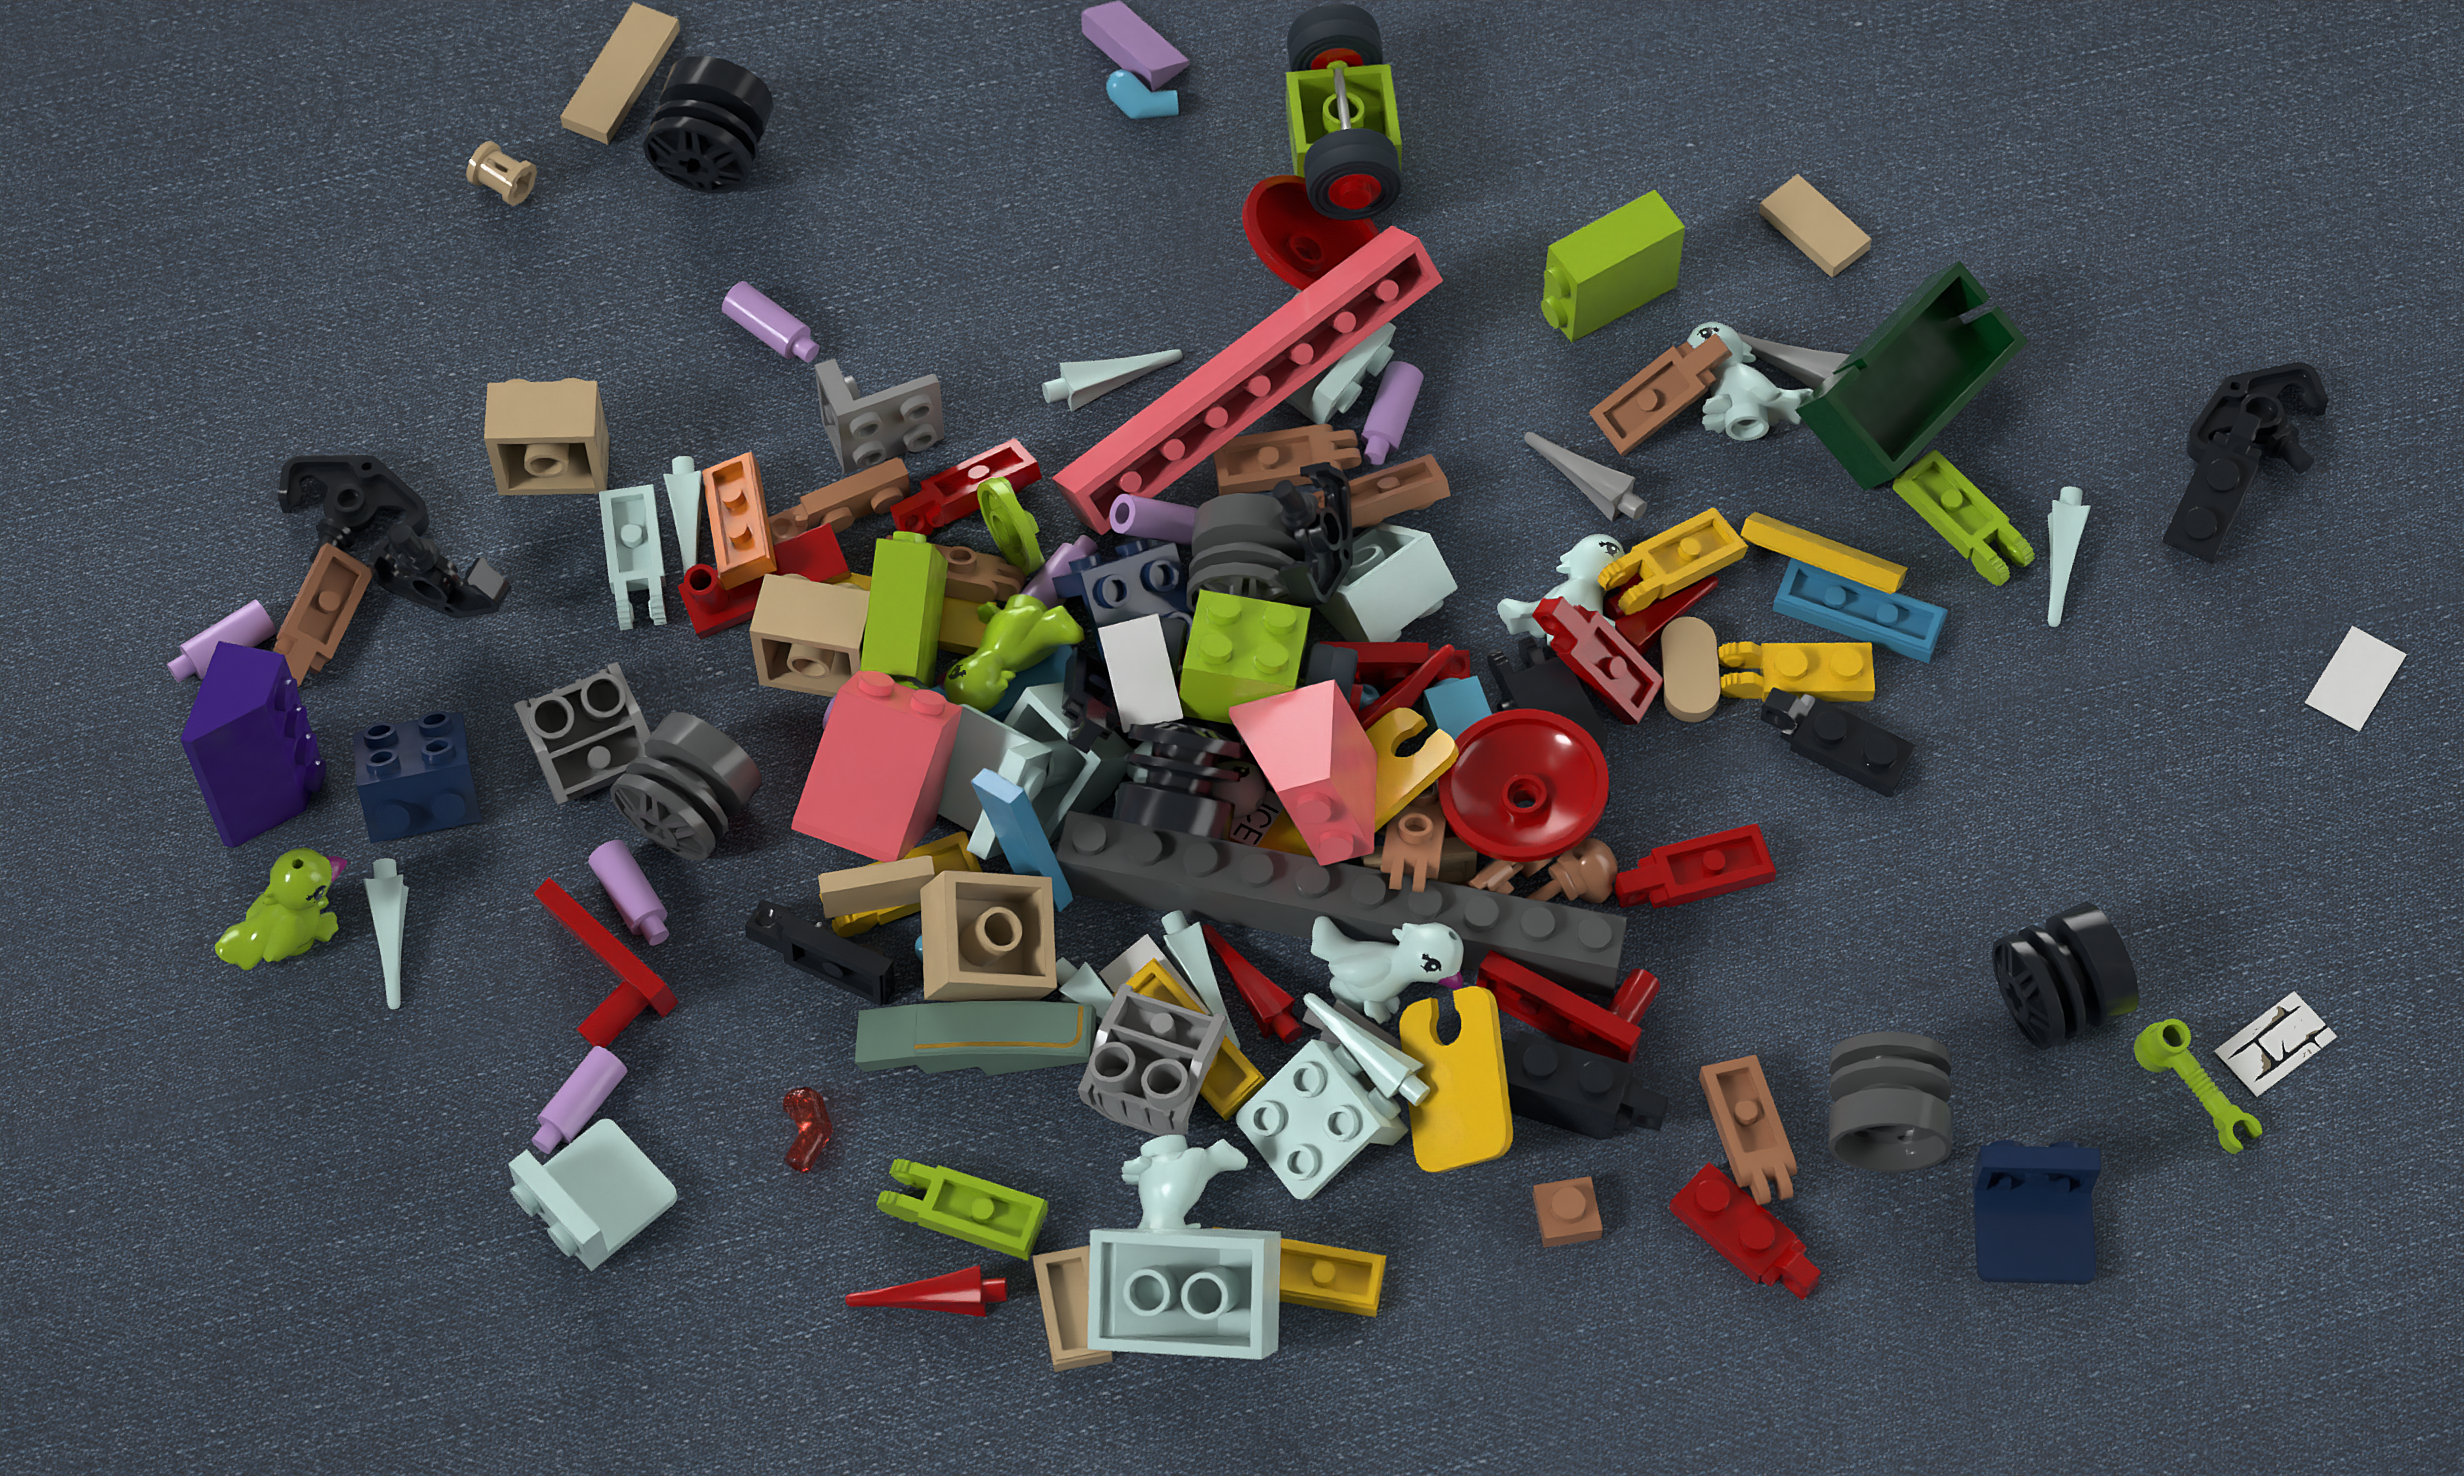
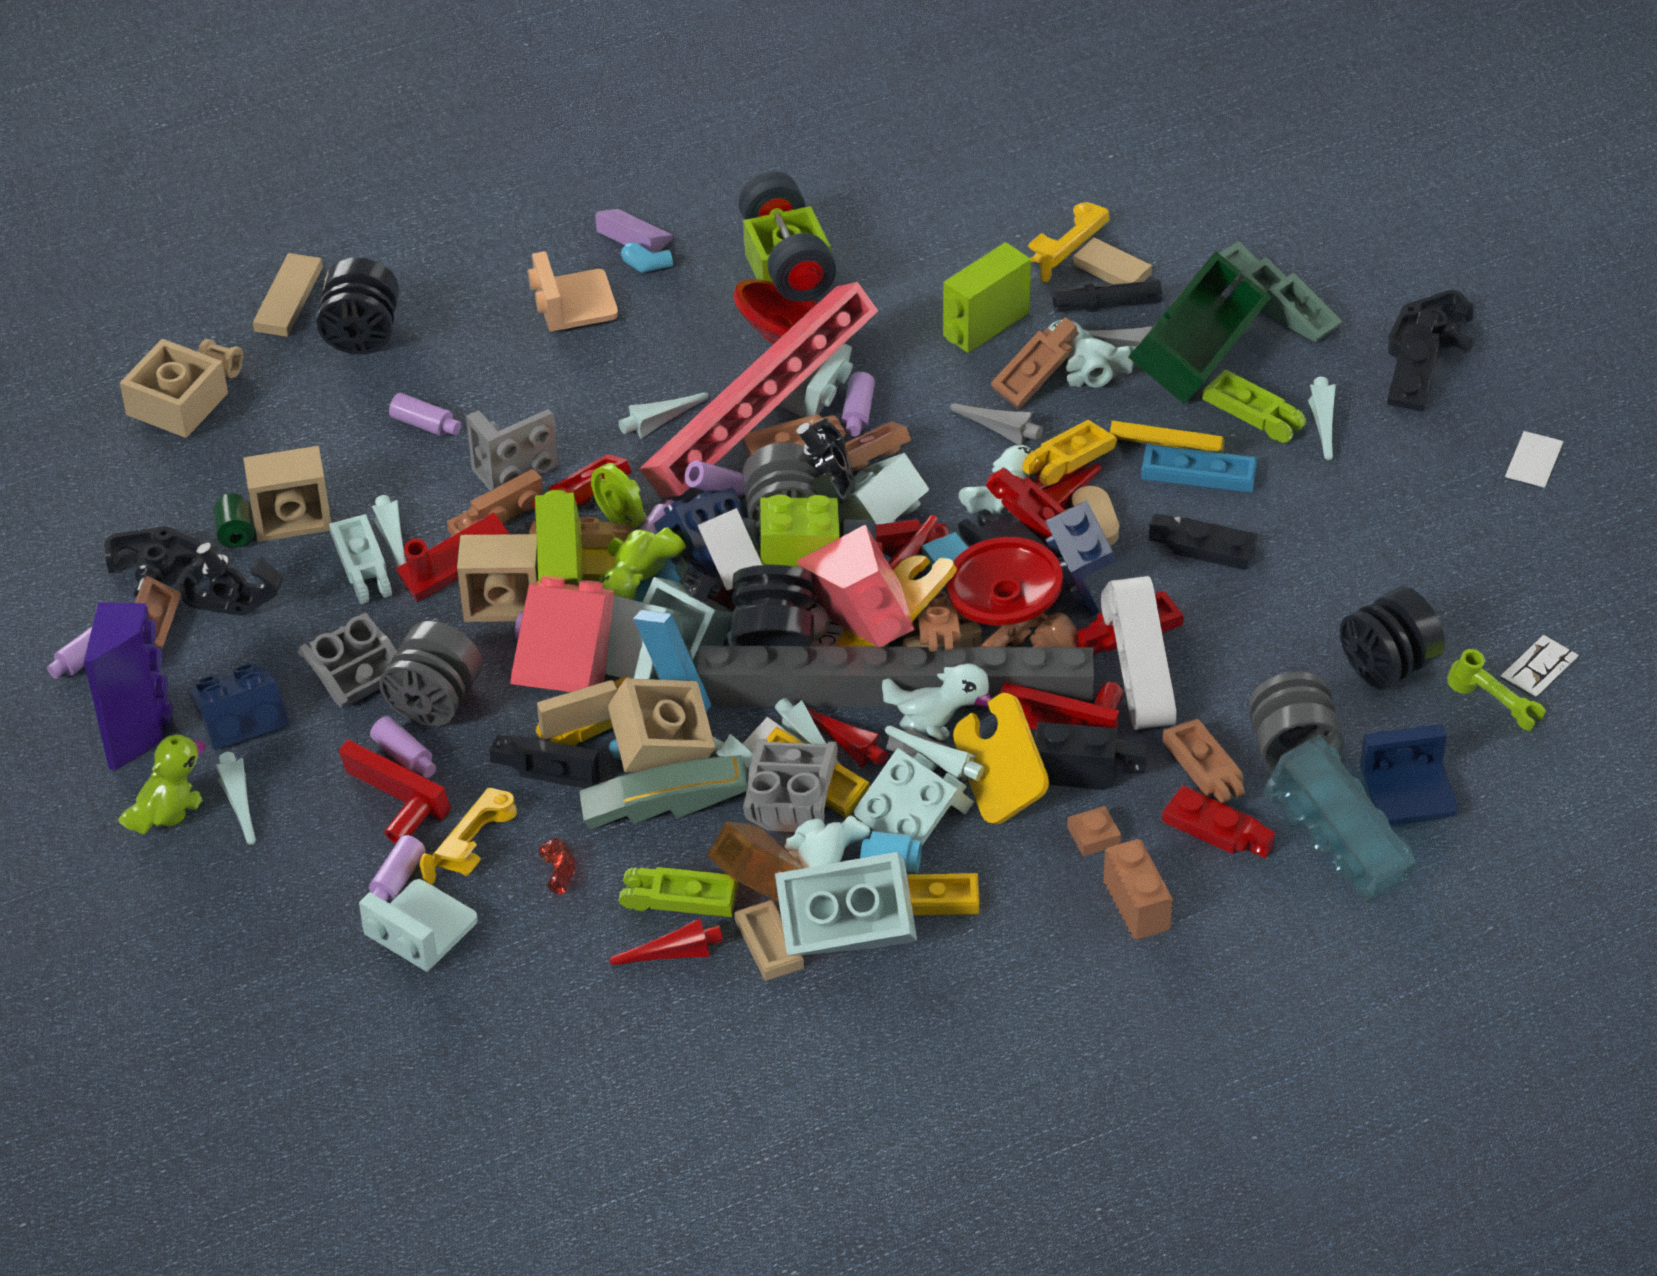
camera: 10 degrees left, 15 degrees down
(425, 220) = (174, 388): none -> tan brick
(465, 462) = (233, 521): none -> dark green brick
(664, 1083) = (456, 849): none -> yellow piece
(739, 520) = (430, 522): orange tile -> none
(1020, 150) = (571, 298): none -> light nougat bracket
(1076, 1180) = (751, 857): none -> clear orange slope
(1270, 1202) = (886, 843): none -> medium azure brick
(1603, 1331) = (1137, 889): none -> nougat brick
(1646, 749) = (1083, 547): none -> bracket
(1695, 936) = (1141, 650): none -> white beam
(1729, 190) = (1052, 252): none -> yellow piece
(1784, 281) = (1093, 297): none -> black pin
(1816, 669) = (1190, 502): yellow hinge -> none
(1920, 1273) = (1340, 818): none -> clear light blue wedge
(2056, 329) = (1290, 299): none -> sand green slope

